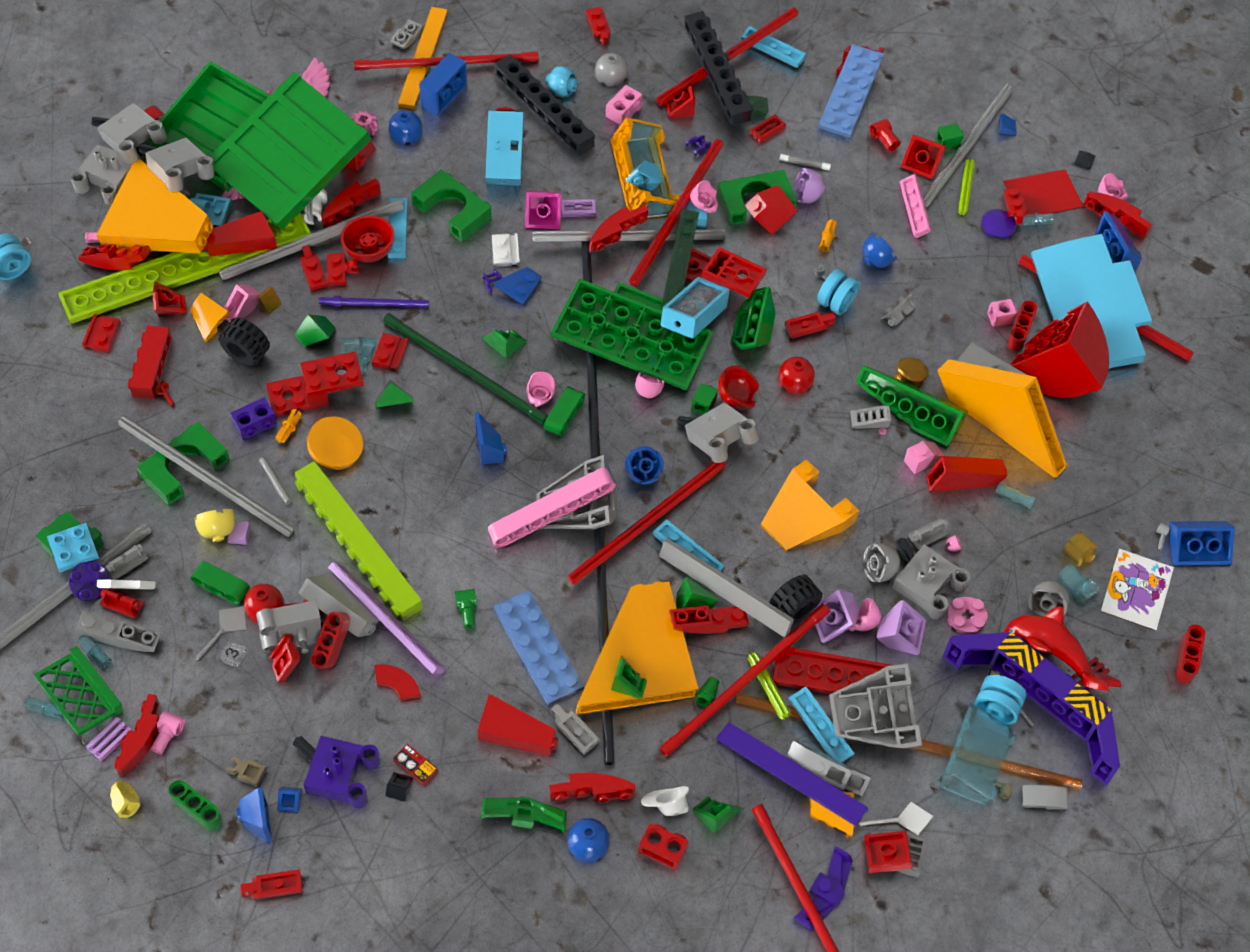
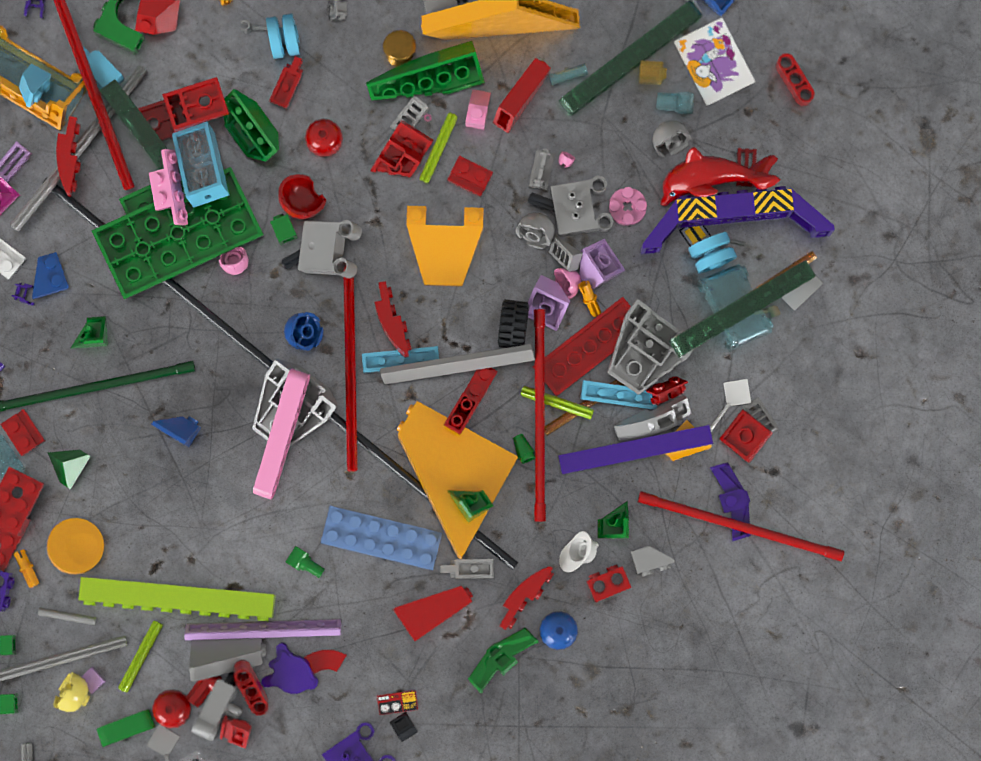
camera: 45 degrees left, 25 degrees up
(287, 551) = (140, 656): none -> lime axle
(369, 664) = (290, 672): none -> dark purple tile
(540, 388) = (165, 348): bright pink hair -> none
(564, 411) = (199, 345): green beam -> none
(654, 300) = (167, 188): none -> bright pink bracket
(693, 595) = (443, 394): green slope -> none
(704, 197) = (103, 60): bright pink hair -> none
(711, 517) = (392, 326): none -> red slope
(713, 861) = (648, 559): none -> light grey slope
(841, 431) = (403, 151): none -> red slope
(854, 754) = (674, 386): none -> red hinge
(869, 453) = (438, 147): none -> lime axle
(871, 490) = (470, 176): none -> red plate
(871, 641) = (589, 298): none -> light orange axle
(886, 596) = (574, 255): none -> light grey slope
(983, 749) = (742, 308): none -> clear green beam
(1069, 524) = (630, 58): none -> clear green beam

